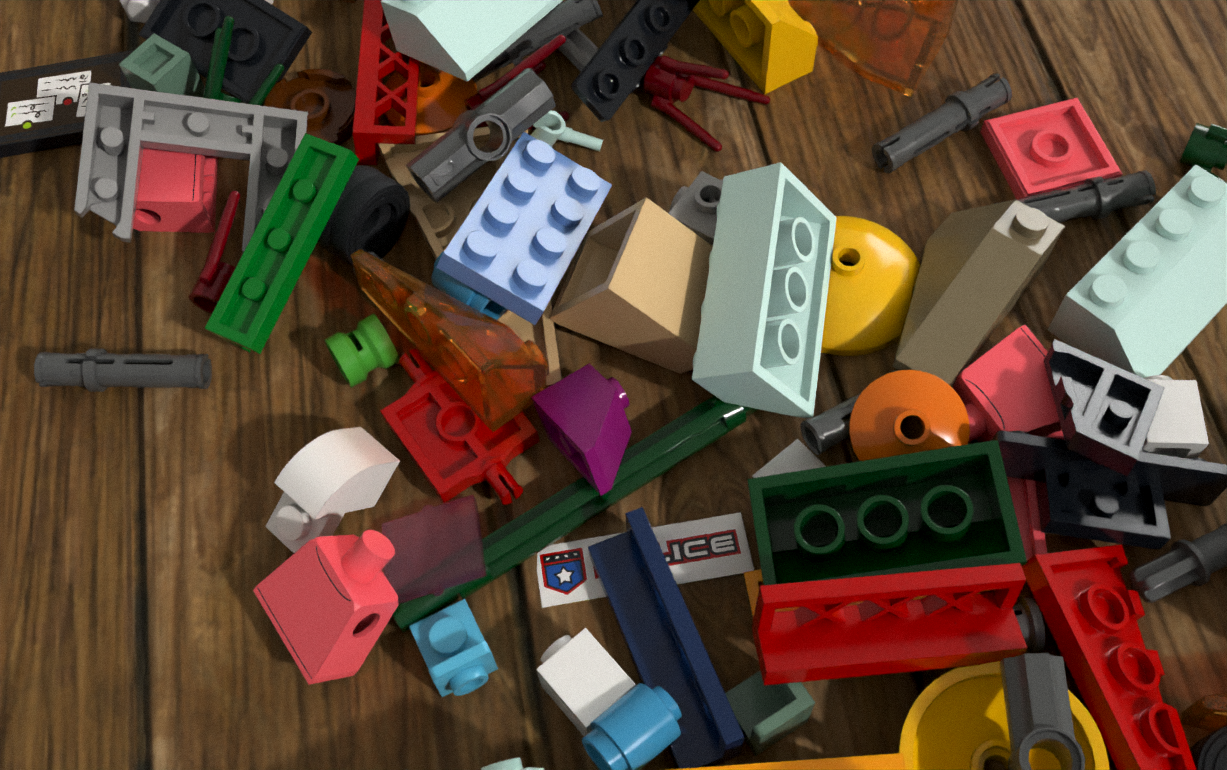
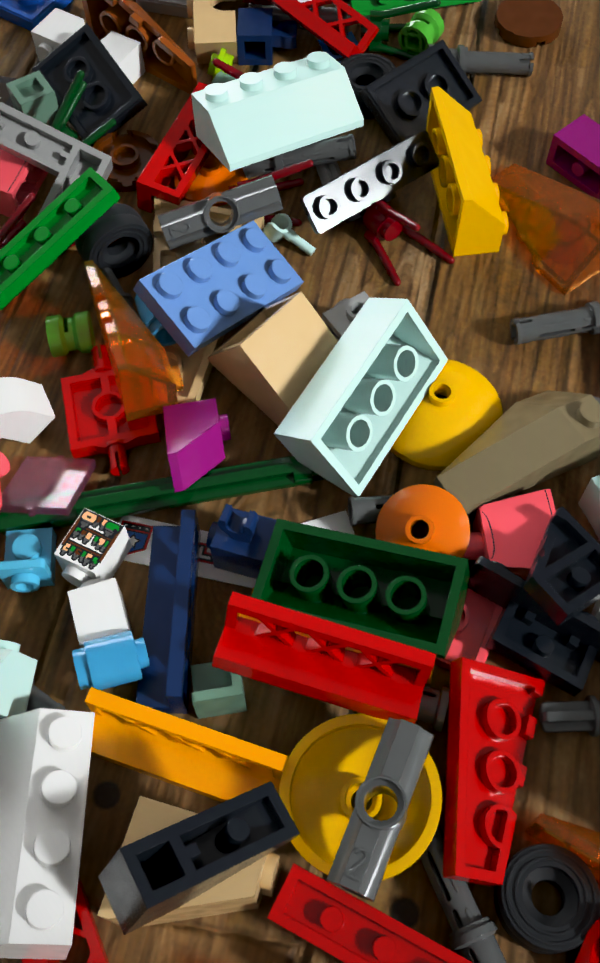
camera: 20 degrees right, 0 degrees up
(531, 605) = (92, 548): none -> brick
(710, 524) = (239, 541): none -> dark blue brick

